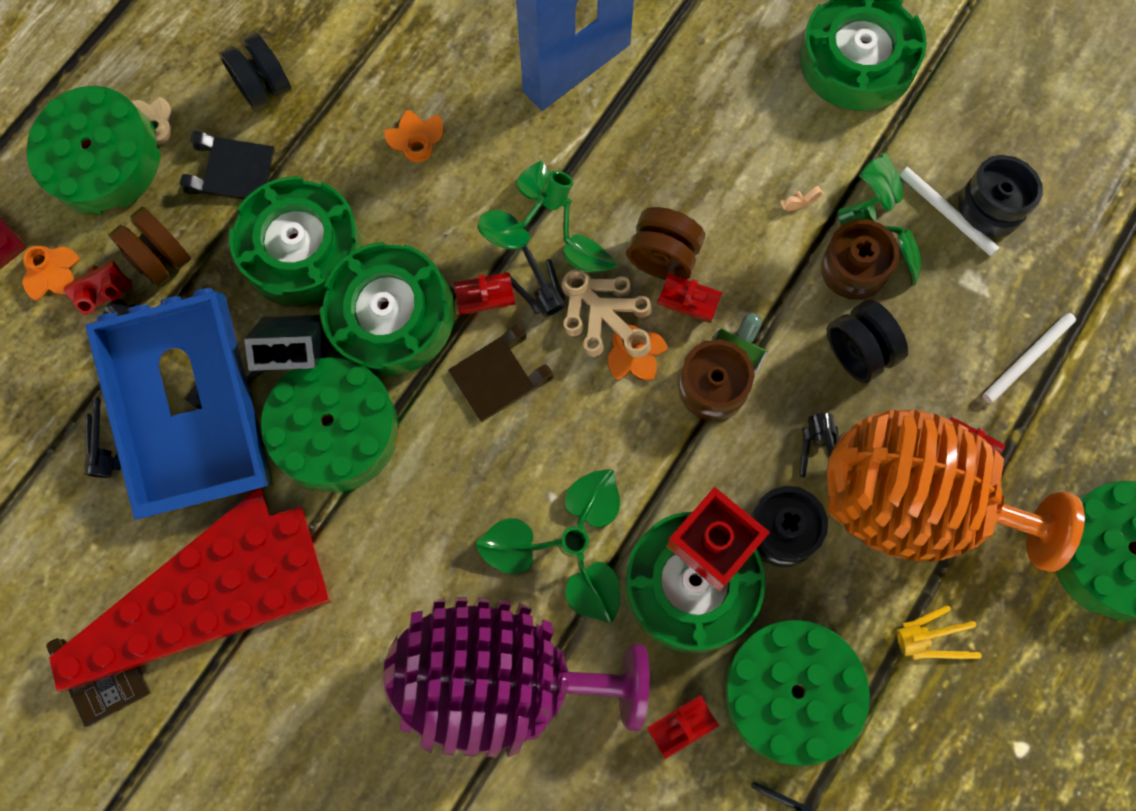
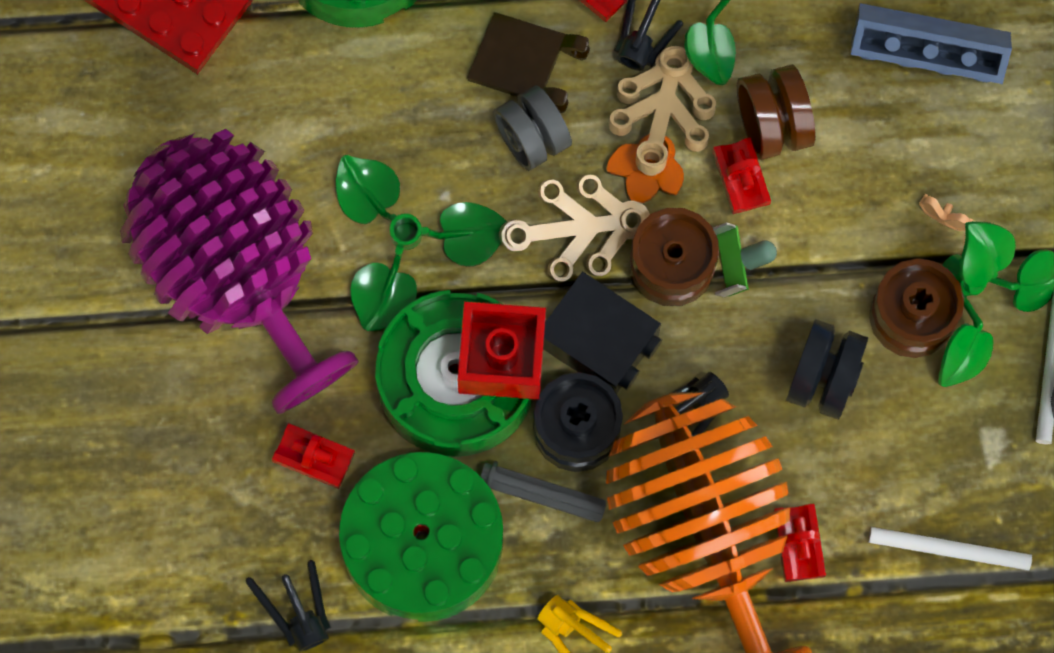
camera: 50 degrees right, 0 degrees up
(556, 403) = (532, 127): none -> dark grey wheel
(649, 425) = (582, 227): none -> tan plant
(687, 123) = (931, 43): none -> sand blue brick
(734, 463) = (601, 333): none -> black brick
(815, 586) = (543, 492): none -> dark grey axle

